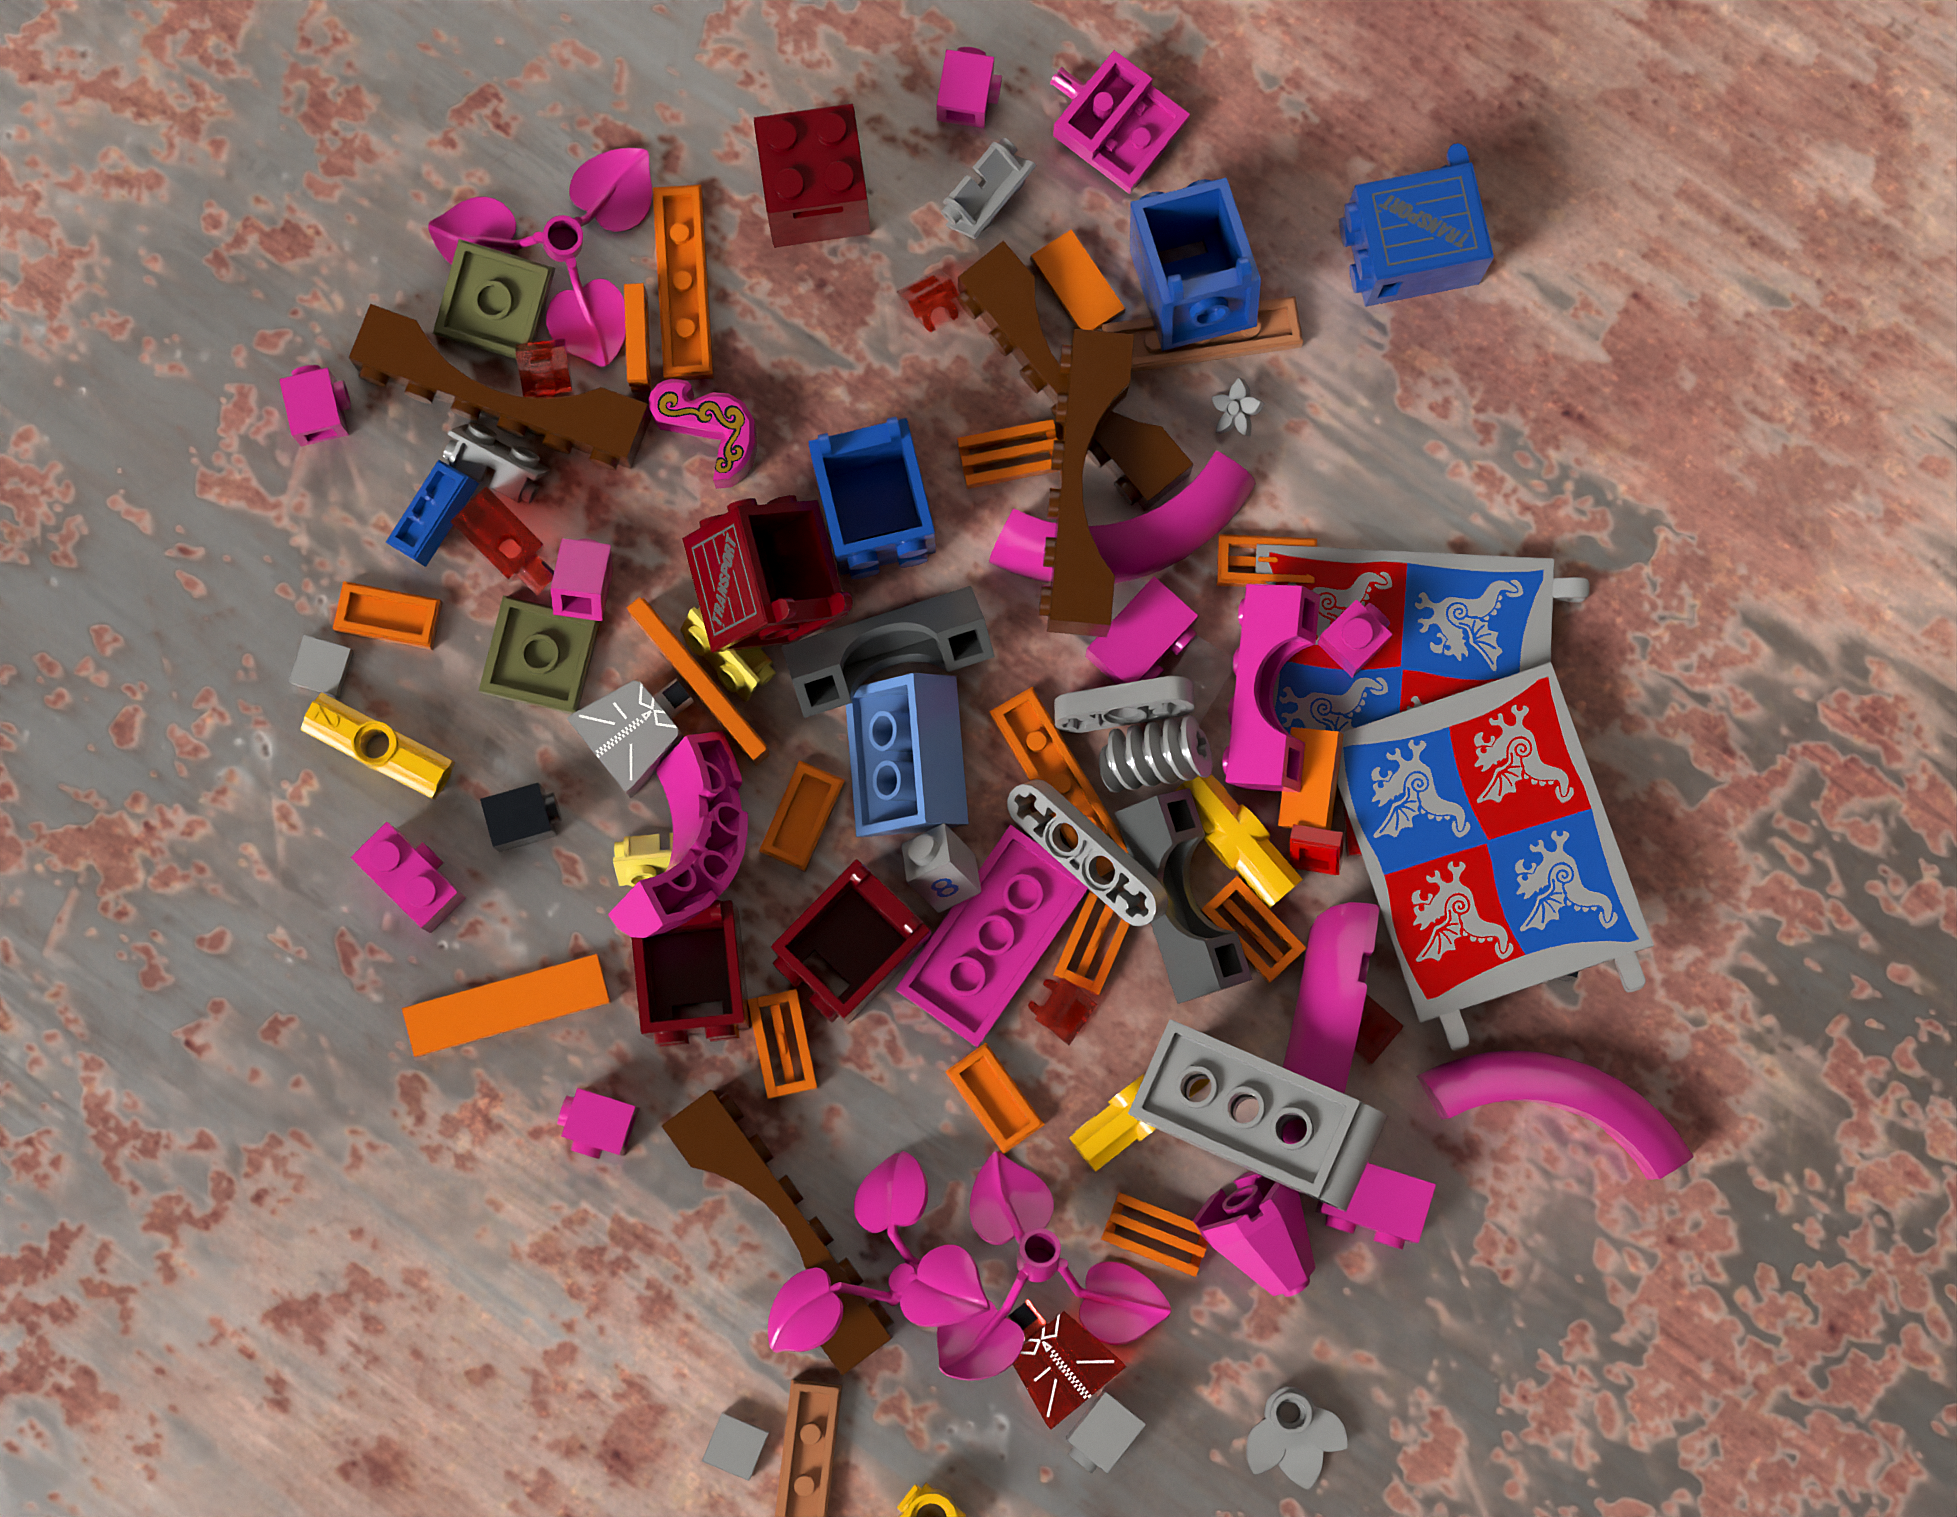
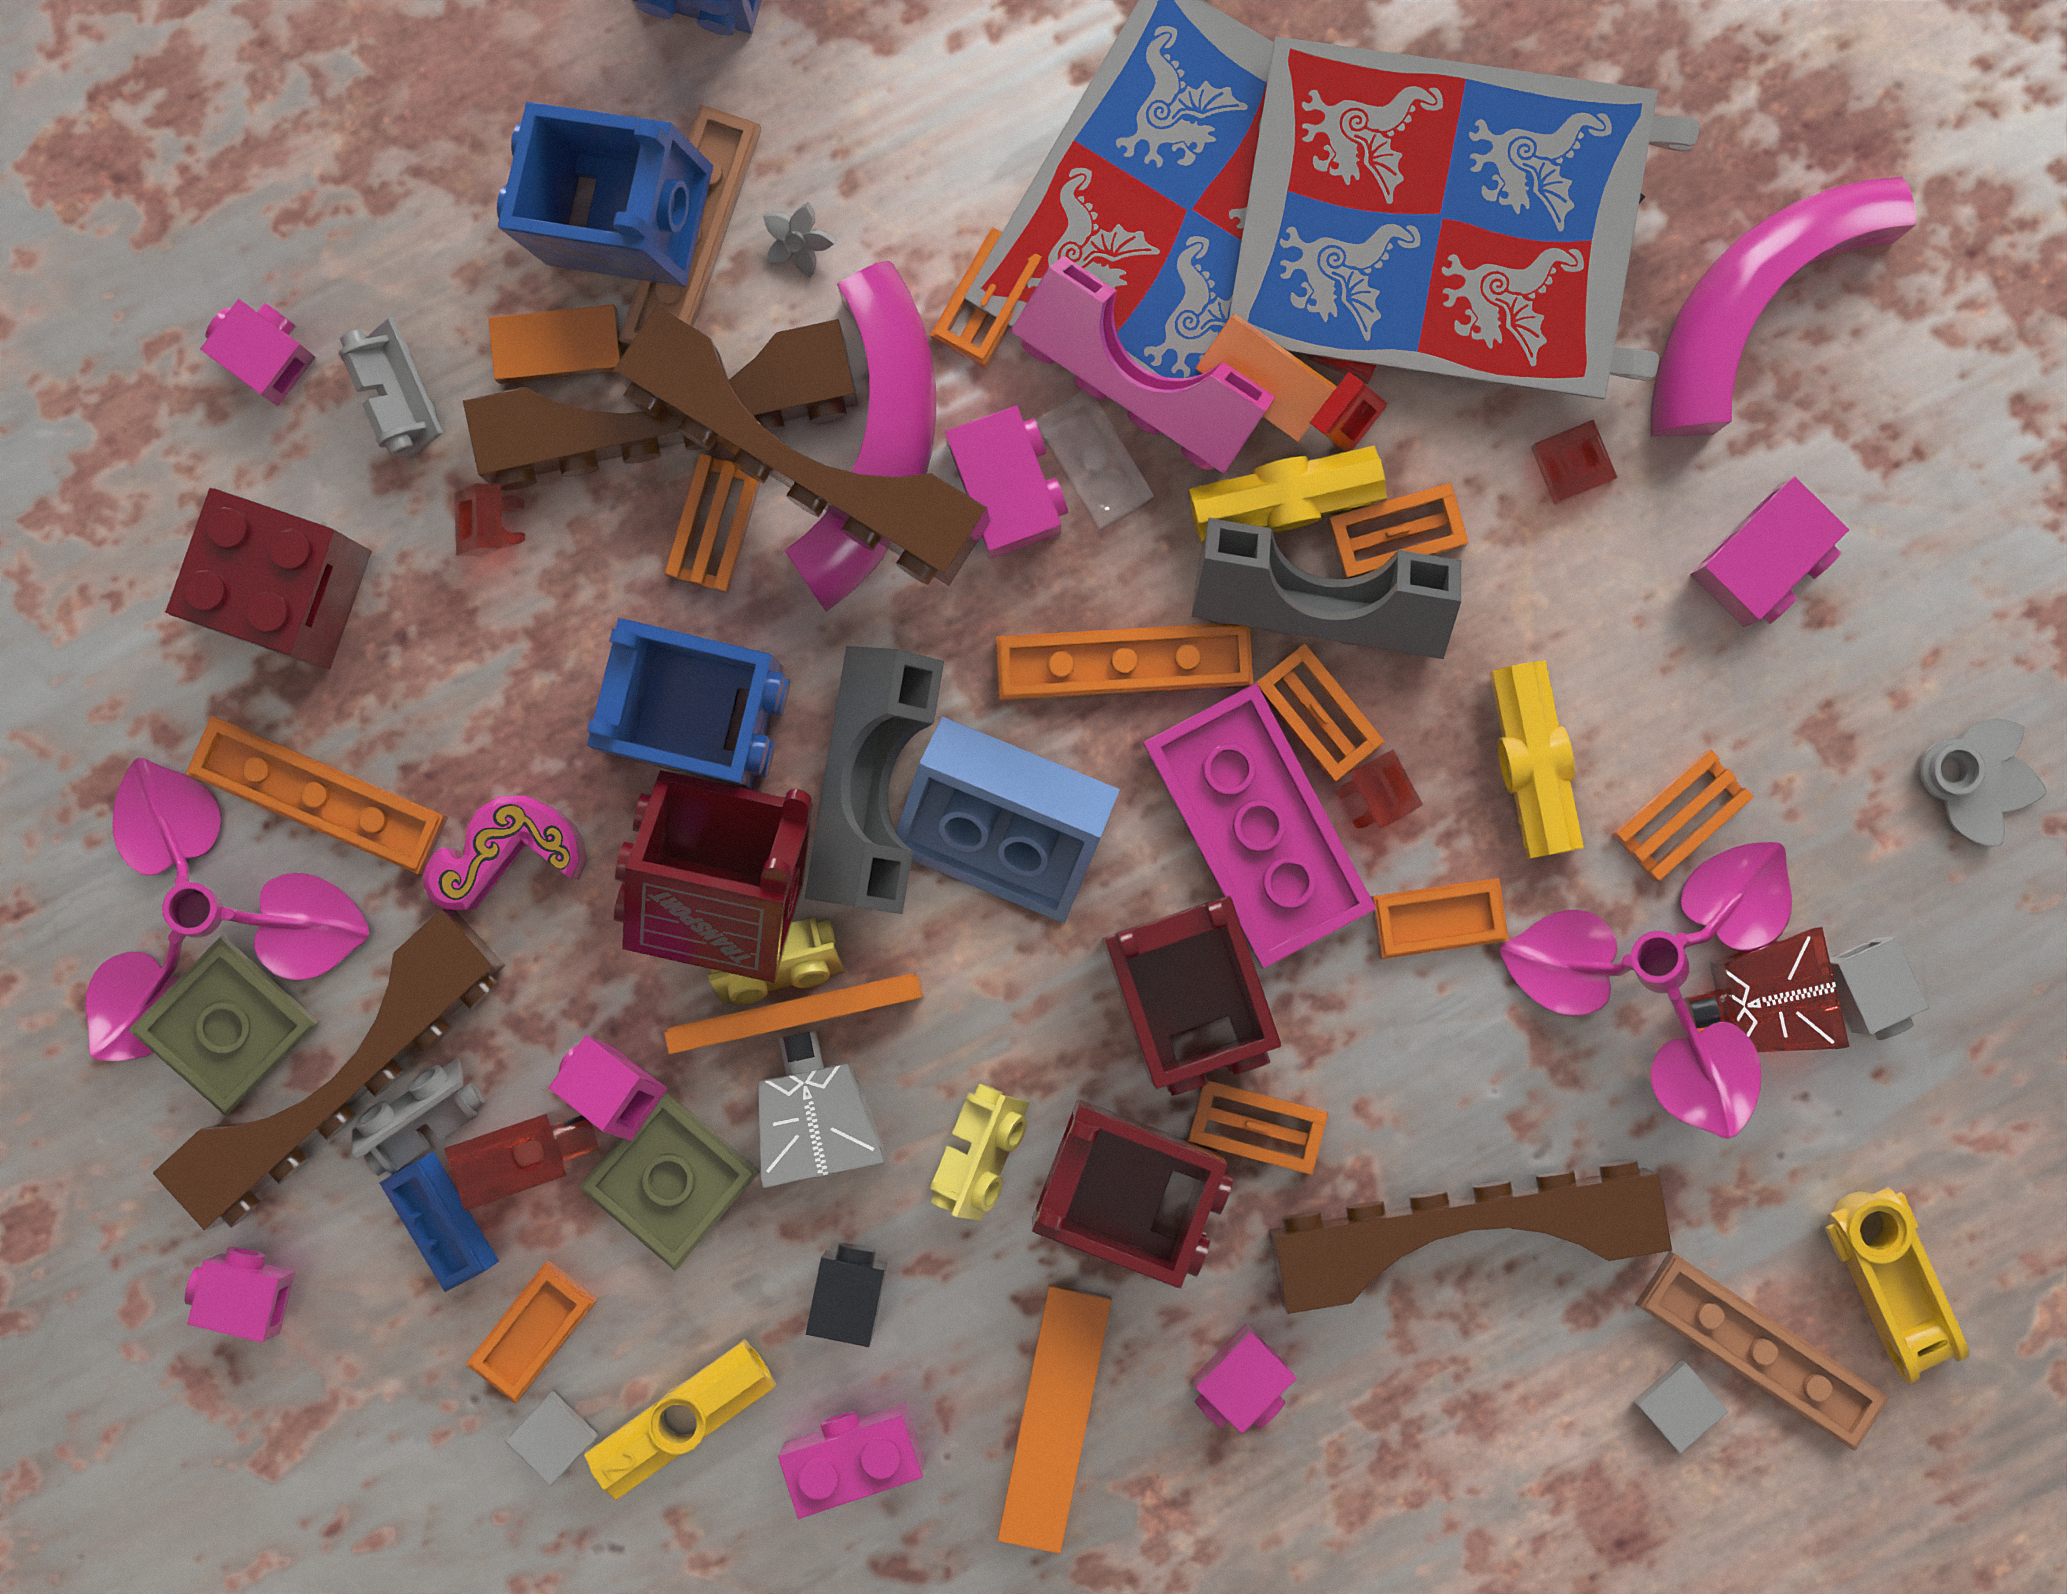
camera: 60 degrees left, 5 degrees up
(543, 368) = (334, 1007): clear red tile -> none
(637, 337) = (354, 880): orange tile -> none
(707, 838) = (995, 1099): dark pink brick -> none
(802, 816) = (1009, 973): orange tile -> none
(931, 1291) = (1645, 1094): dark pink plant -> none
(941, 868) = (1155, 846): light grey brick -> none
(1091, 845) = (1226, 681): light grey beam -> none
(1117, 120) = (387, 197): dark pink plate -> none
(1124, 704) = (1074, 541): light grey beam -> none
(1155, 755) = (1153, 537): light grey piece -> none
(1261, 1233) = (1740, 697): dark pink cone -> none
(1321, 1165) = (1730, 592): light grey hinge -> none
(1331, 999) = (1567, 515): dark pink brick -> none
(1356, 636) = (1133, 239): dark pink brick -> none

